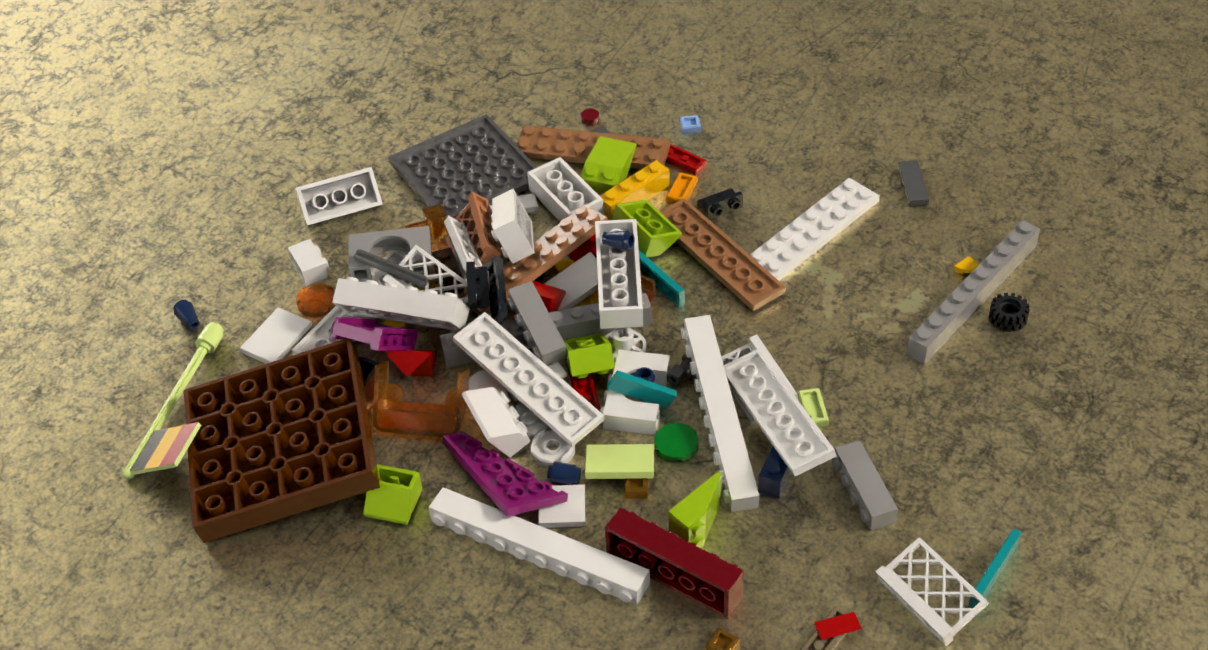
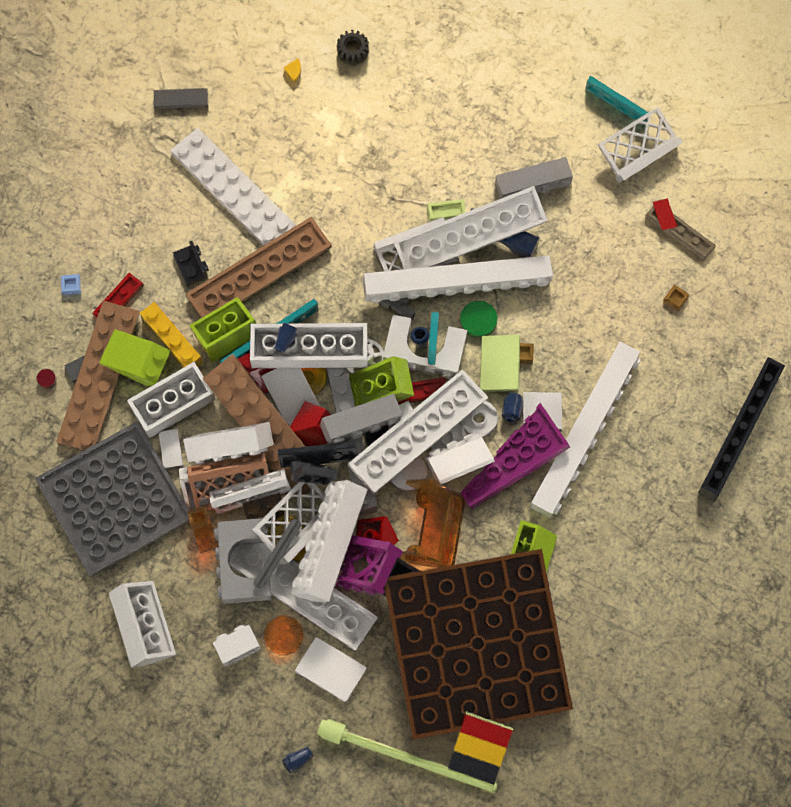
camera: 90 degrees left, 25 degrees up
(676, 562) = (612, 322): dark red brick -> none
(681, 188) = (165, 297): light orange tile -> none
(696, 513) = (567, 302): lime slope -> none
(972, 292) = (329, 68): light grey brick -> none

